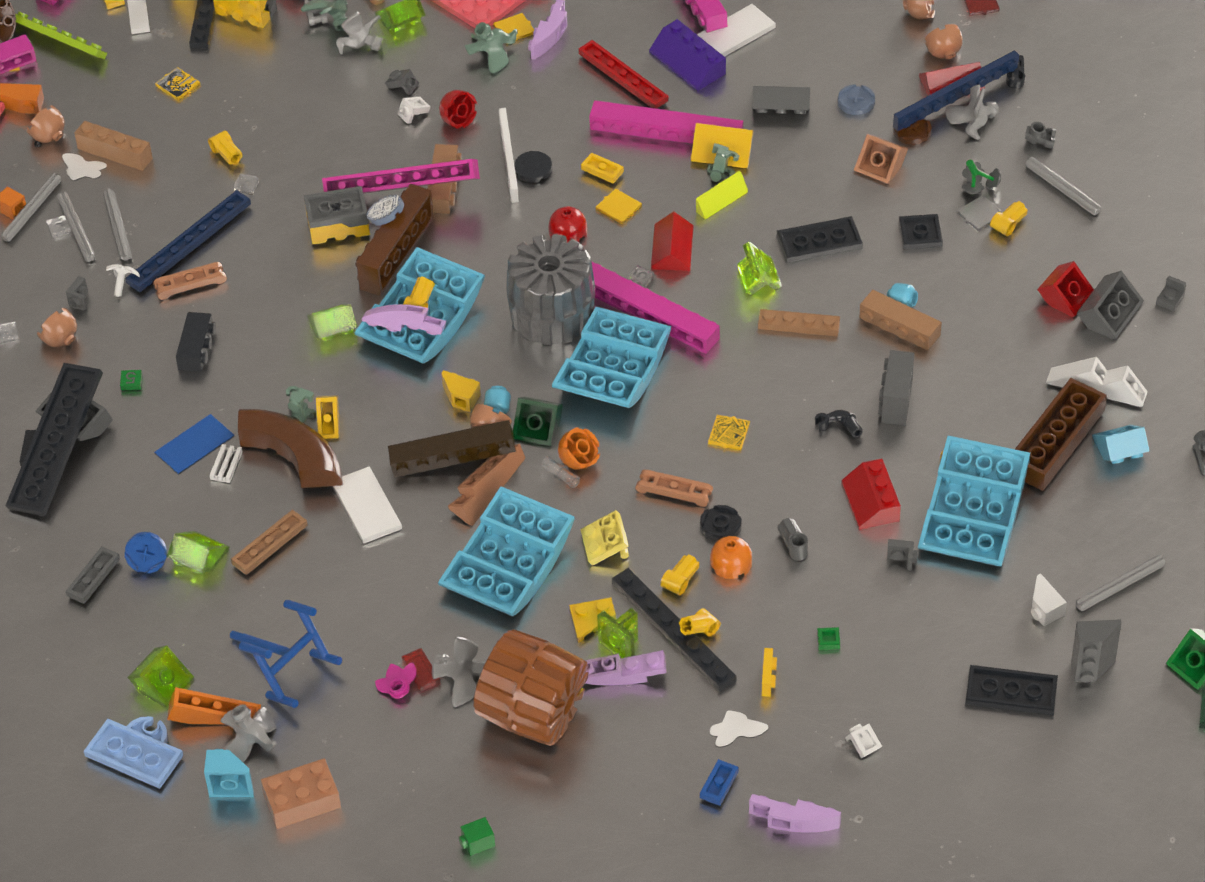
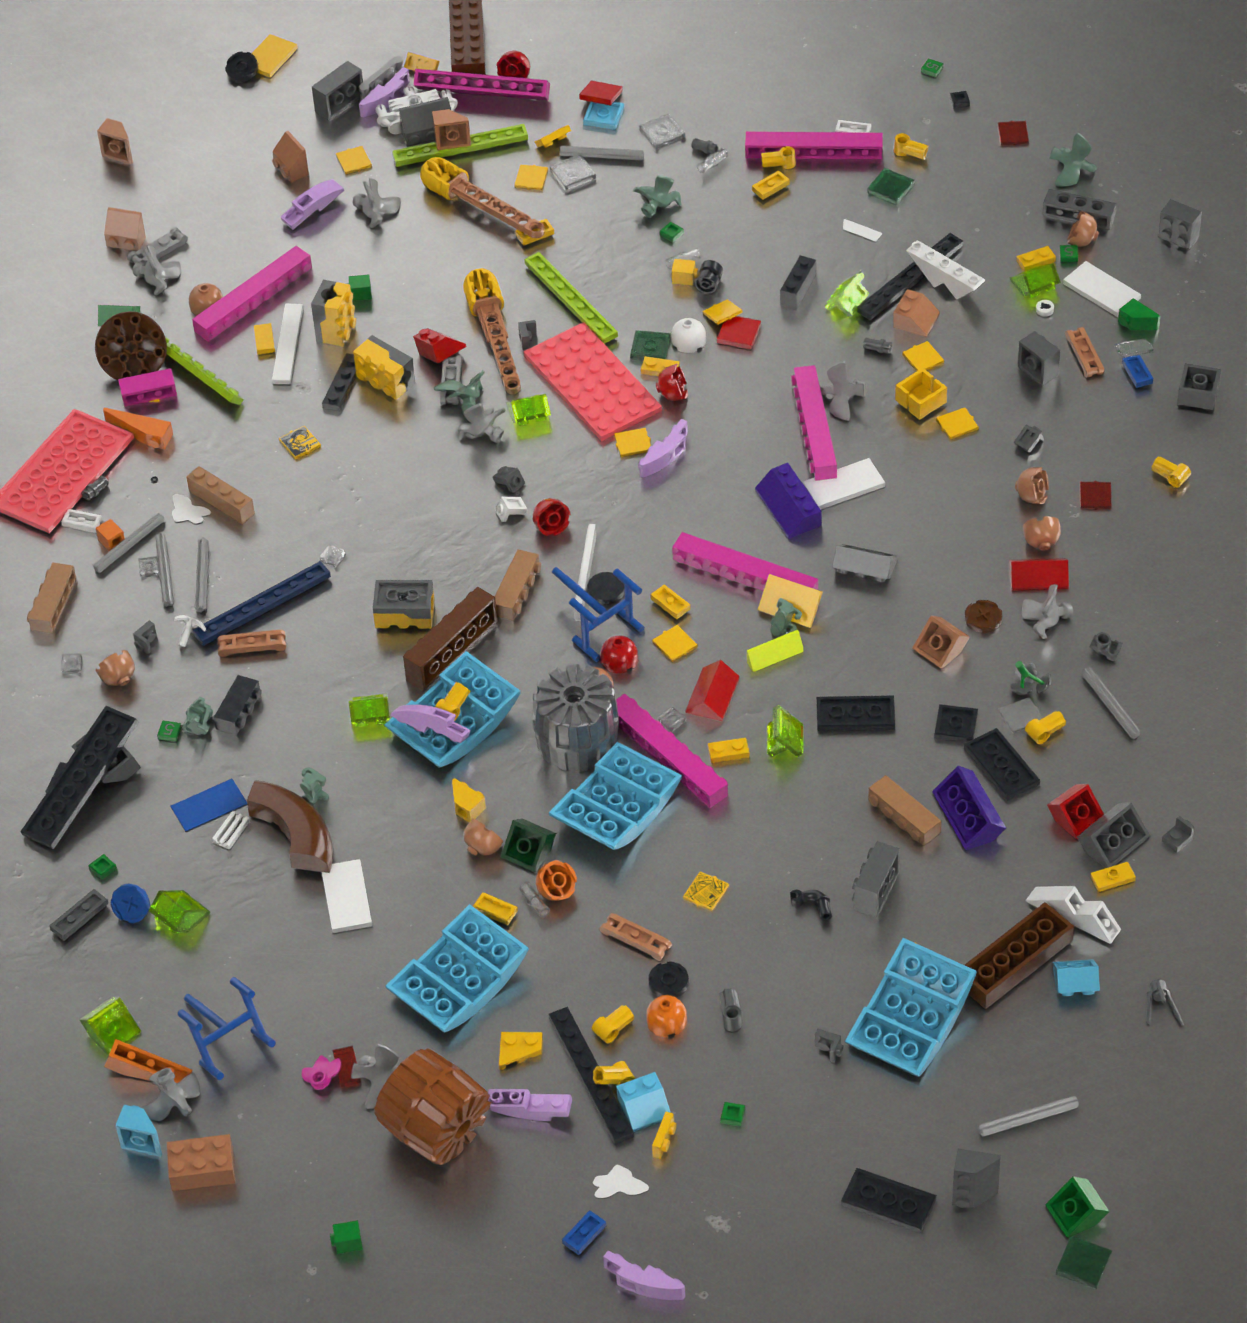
camera: 15 degrees right, 0 degrees up
(47, 125) = (165, 464): nougat cylinder -> none
(102, 524) = (102, 867): none -> green tile
(135, 750) = (68, 1090): light blue plate -> none
(157, 360) = (197, 717): none -> sand green piece
(223, 144) = (322, 513): yellow piece -> none
(269, 542) = (246, 915): medium nougat plate -> none
(328, 416) = (336, 802): yellow slope -> none
(385, 209) = (445, 608): tile -> none
(402, 177) = (476, 578): dark pink brick -> none
(451, 448) = (438, 857): dark brown brick -> none
(483, 485) = (459, 895): nougat wedge -> none
(492, 42) = (604, 454): sand green animal -> none
(498, 398) = (497, 817): medium azure head -> none
(525, 486) = (495, 908): none -> yellow plate
(538, 186) = (586, 615): none -> blue piece
(605, 538) = (554, 974): light yellow plate -> none
(619, 634) = (536, 1069): clear neon green bracket -> none
(623, 74) = (721, 509): red plate -> none
(706, 295) = (728, 750): none -> yellow plate
(736, 643) = (642, 1101): none -> medium azure slope
(799, 322) = (808, 794): medium nougat plate -> none
(856, 99) = (938, 576): sand blue tile -> none
(864, 739) = (731, 1220): white bracket -> none
(871, 495) = (818, 981): red slope -> none
(903, 293) = (915, 786): medium azure head -> none
(955, 91) = (1035, 585): dark blue plate -> none
(961, 307) = (968, 808): none -> dark purple slope
(978, 260) = (1002, 764): none -> black tile
(1017, 73) = (1105, 572): black piece -> none
(1047, 602) = (948, 1121): white slope -> none
(1122, 344) = (1113, 876): none -> yellow plate

